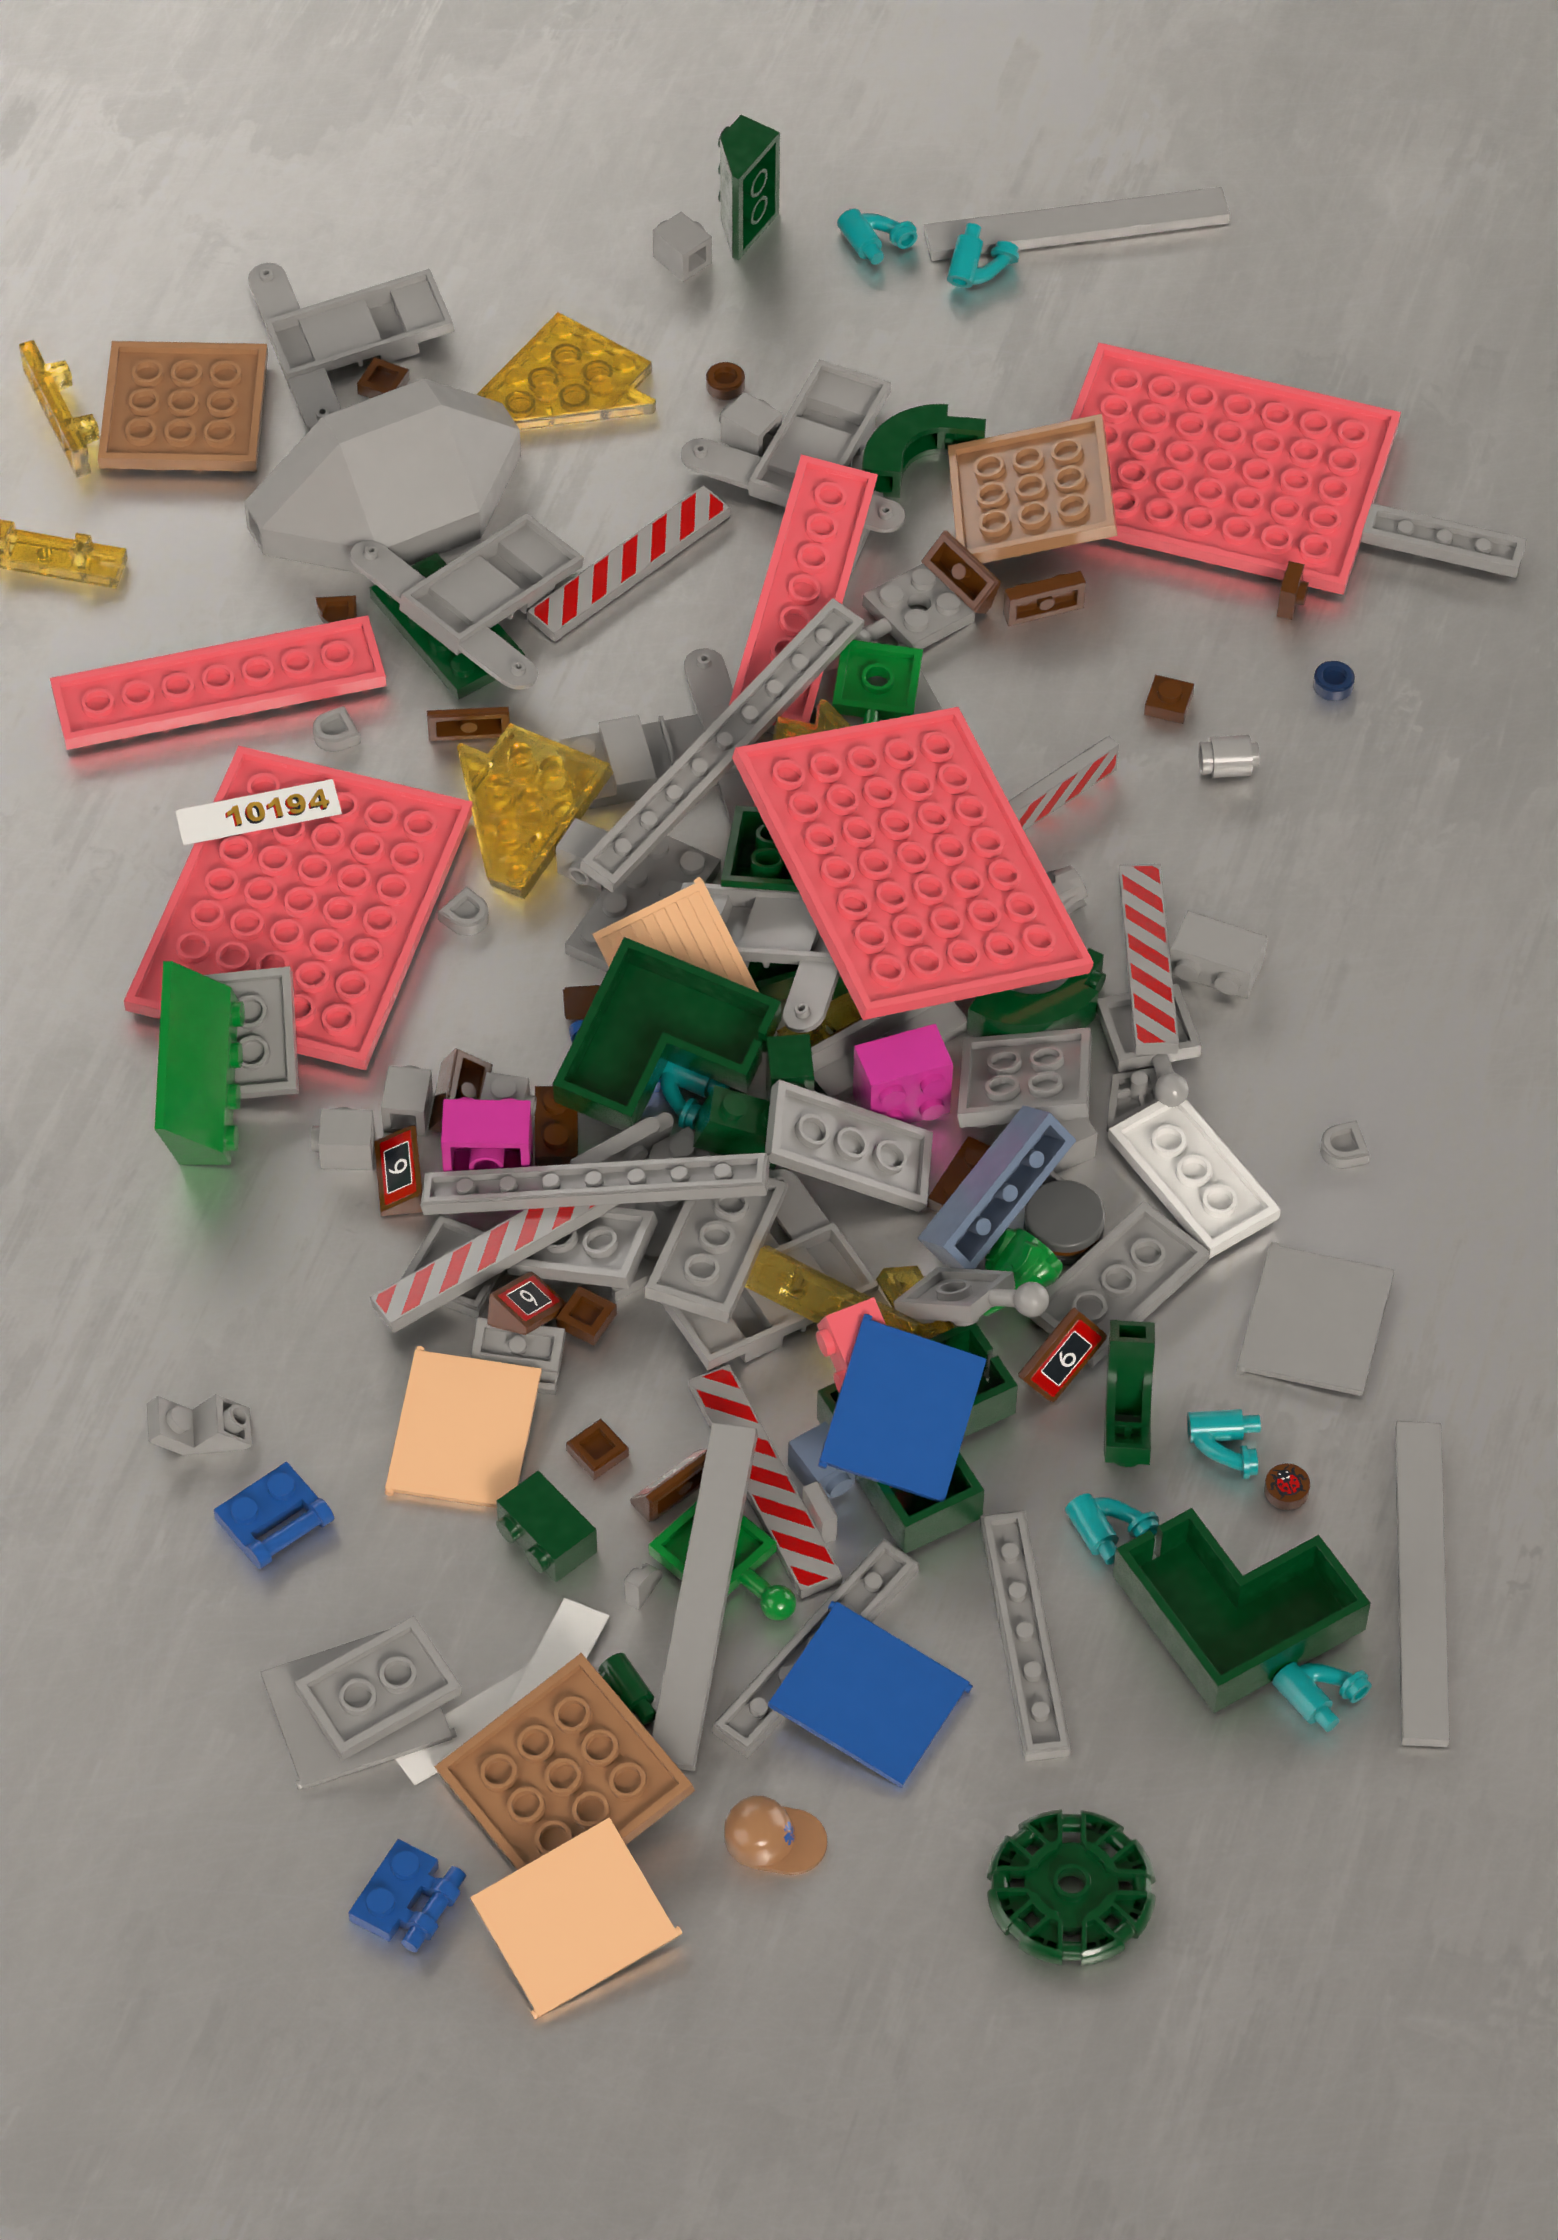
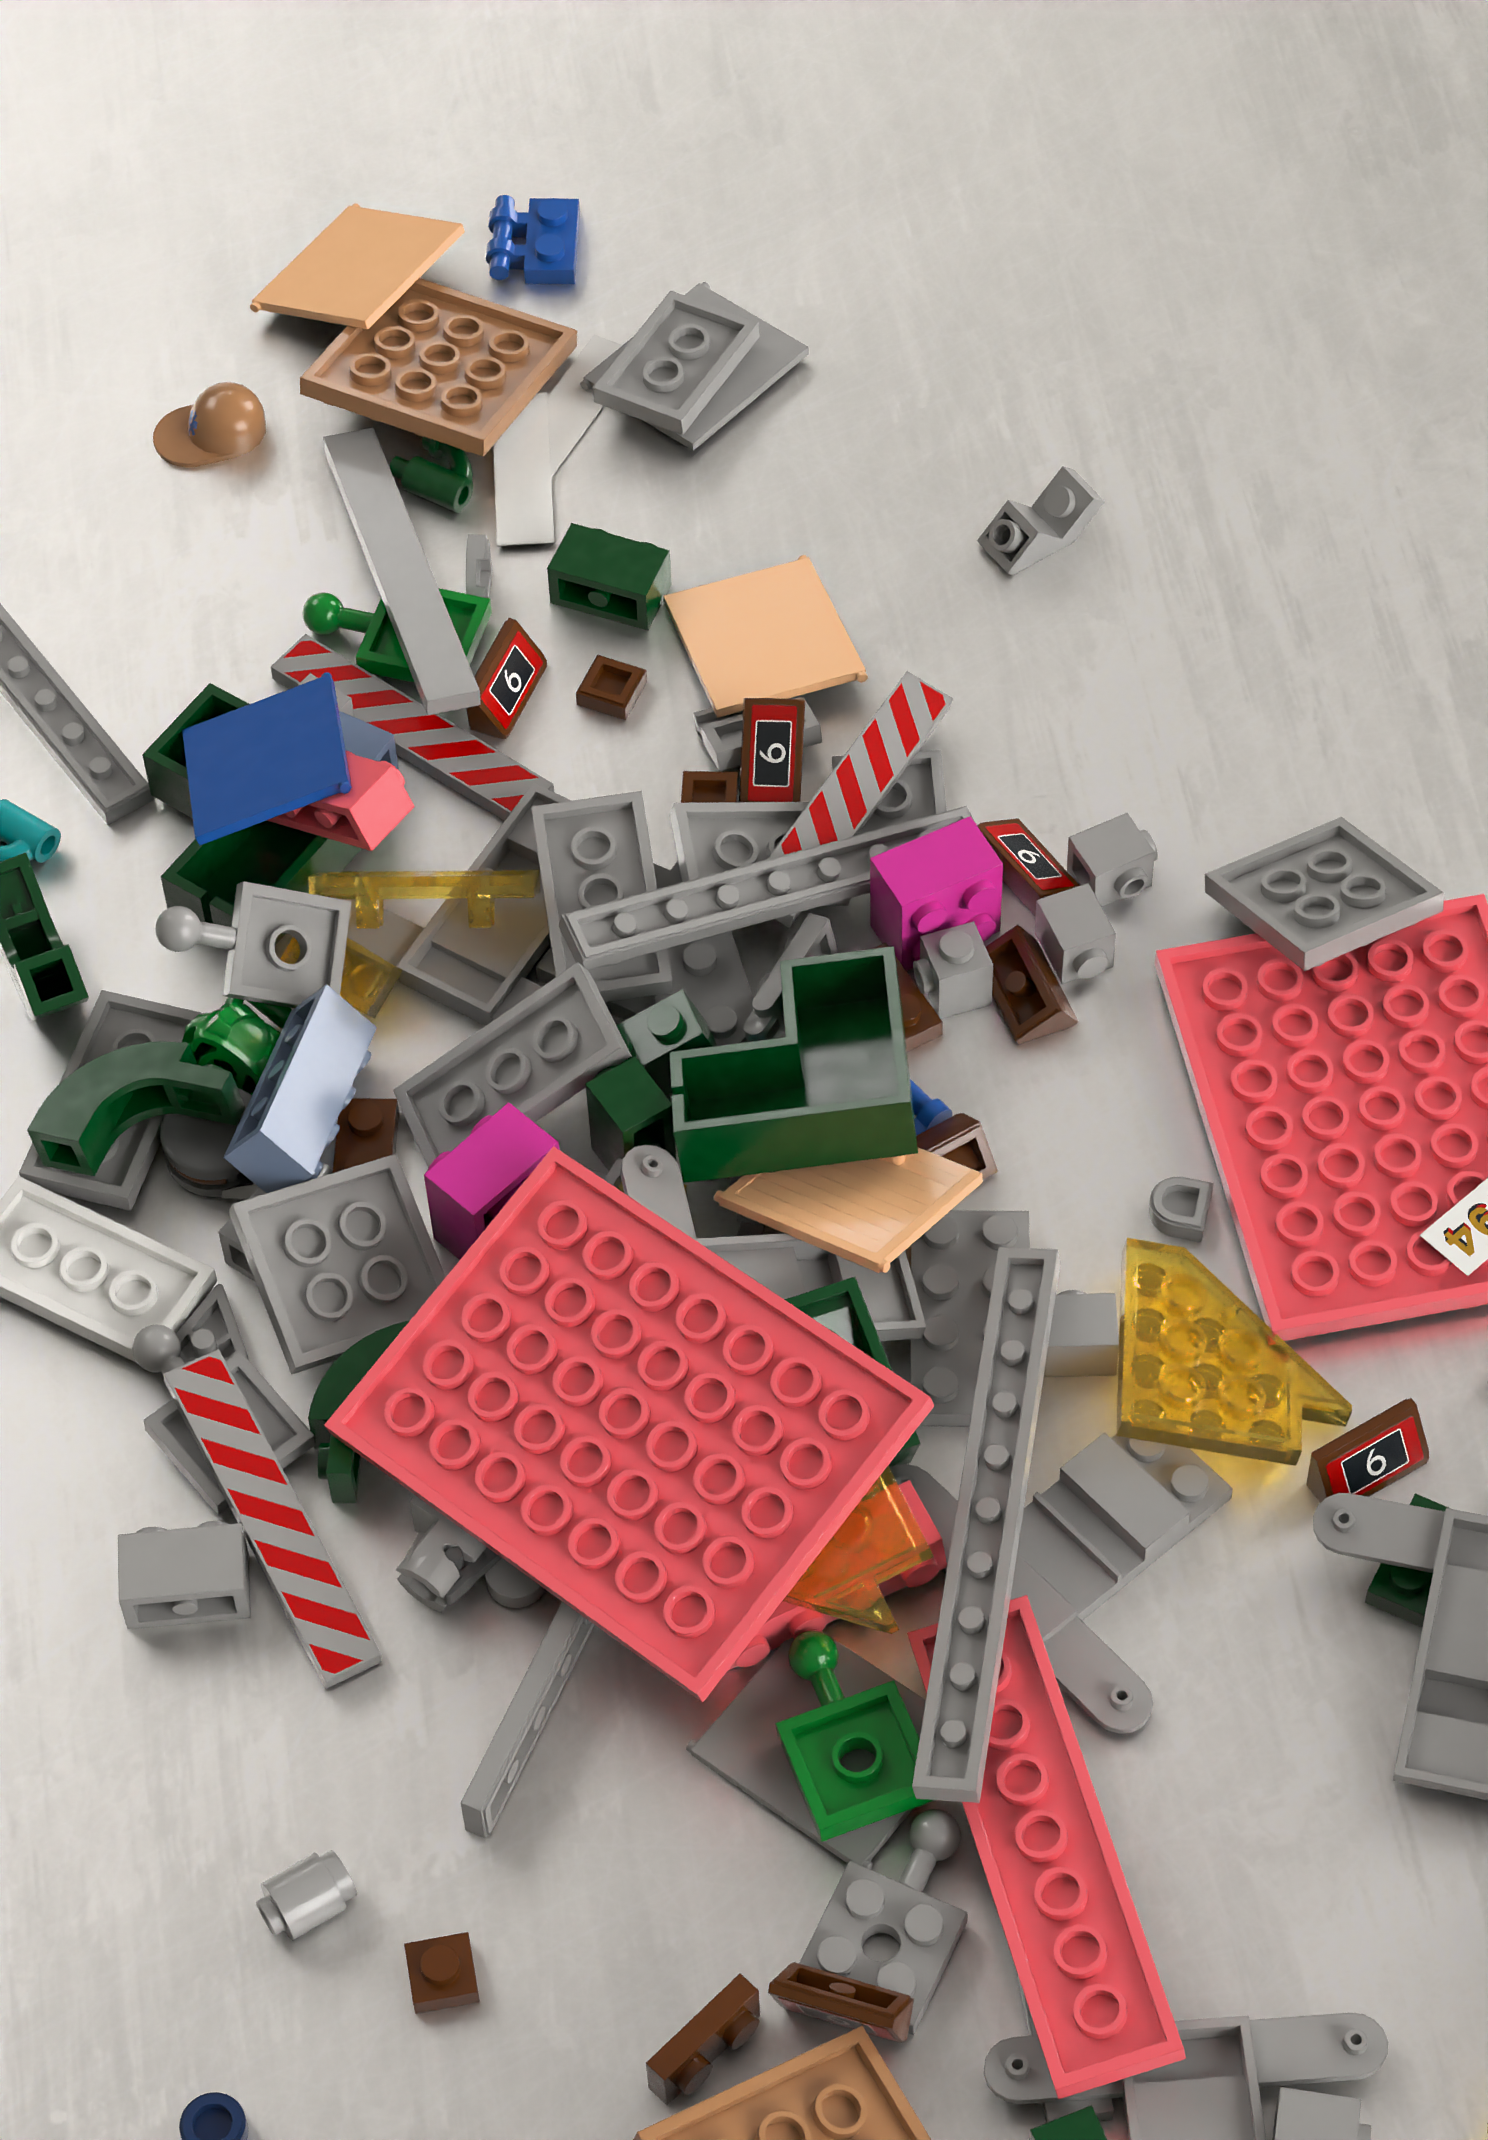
camera: 155 degrees right, 0 degrees up
(198, 1067) = (1315, 780): green slope -> none
(265, 1507) = (917, 491): blue plate -> none
(628, 563) = (1332, 1826): light grey tile -> none
(865, 1592) = (268, 588): light grey tile -> none
(869, 1694) = (180, 575): blue piece -> none
(1062, 1355) = (135, 976): slope -> none
(1116, 1246) = (121, 1089): none -> dark green arch

